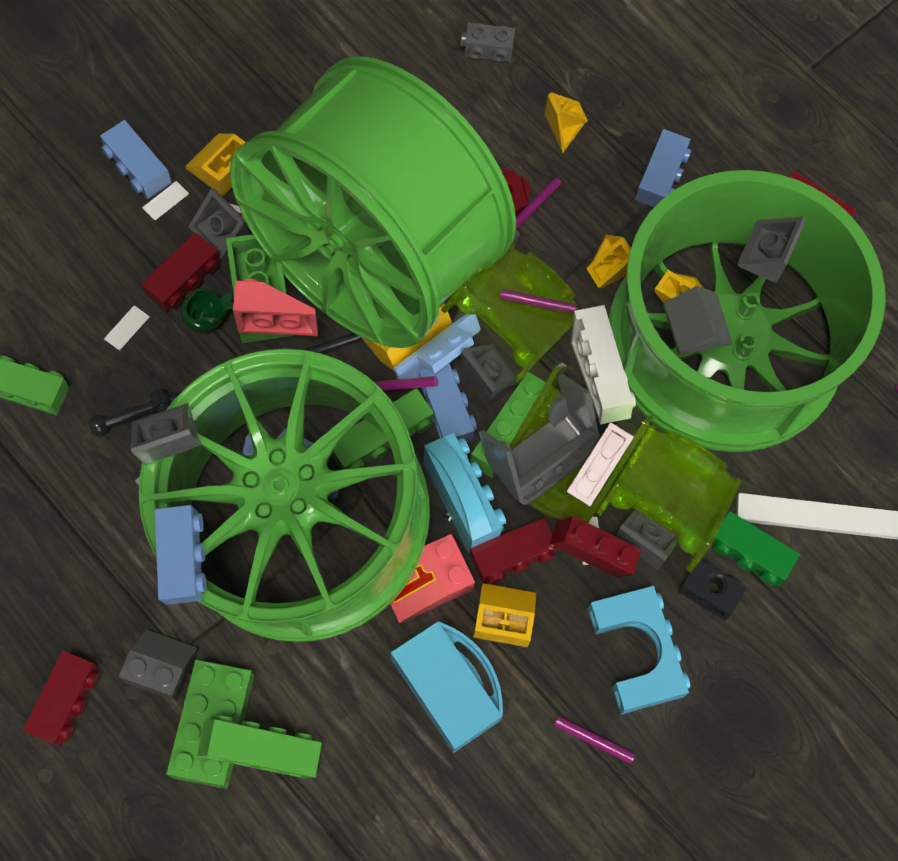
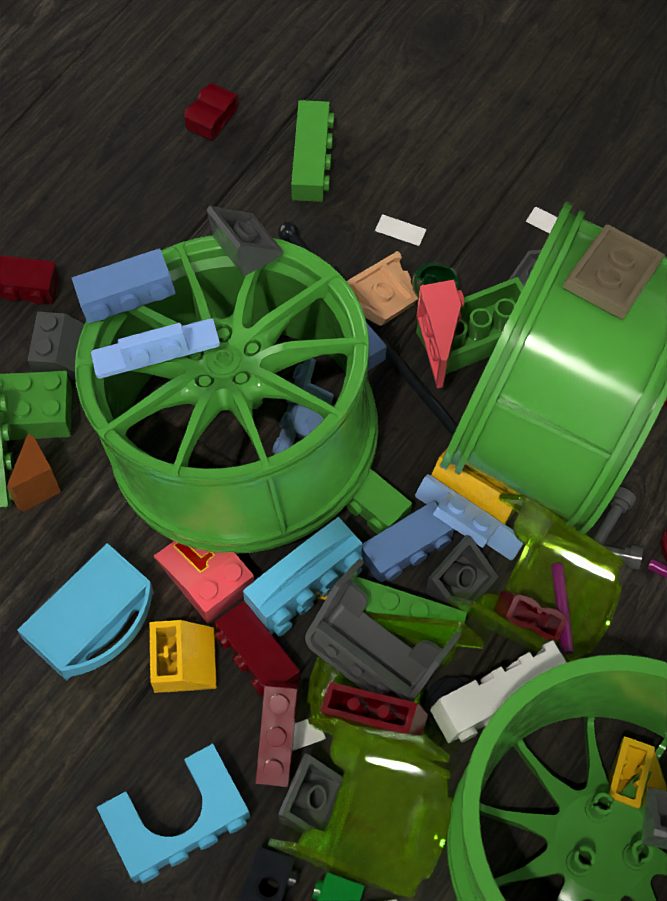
camera: 80 degrees right, 5 degrees down
(135, 160) = (583, 180): medium blue brick -> none
(181, 273) = (472, 255): dark red brick -> none
(191, 354) = (384, 290): none -> light nougat wing
(258, 539) = (154, 347): none -> light blue bracket
(296, 709) = (32, 477): none -> dark orange slope
(349, 122) = (614, 271): none -> dark tan tile
(407, 383) = (413, 487): magenta bar -> none
(542, 324) = (530, 615): none -> dark red brick
(594, 740) = (65, 788): magenta bar -> none
(697, 321) = (556, 757): dark grey slope -> none

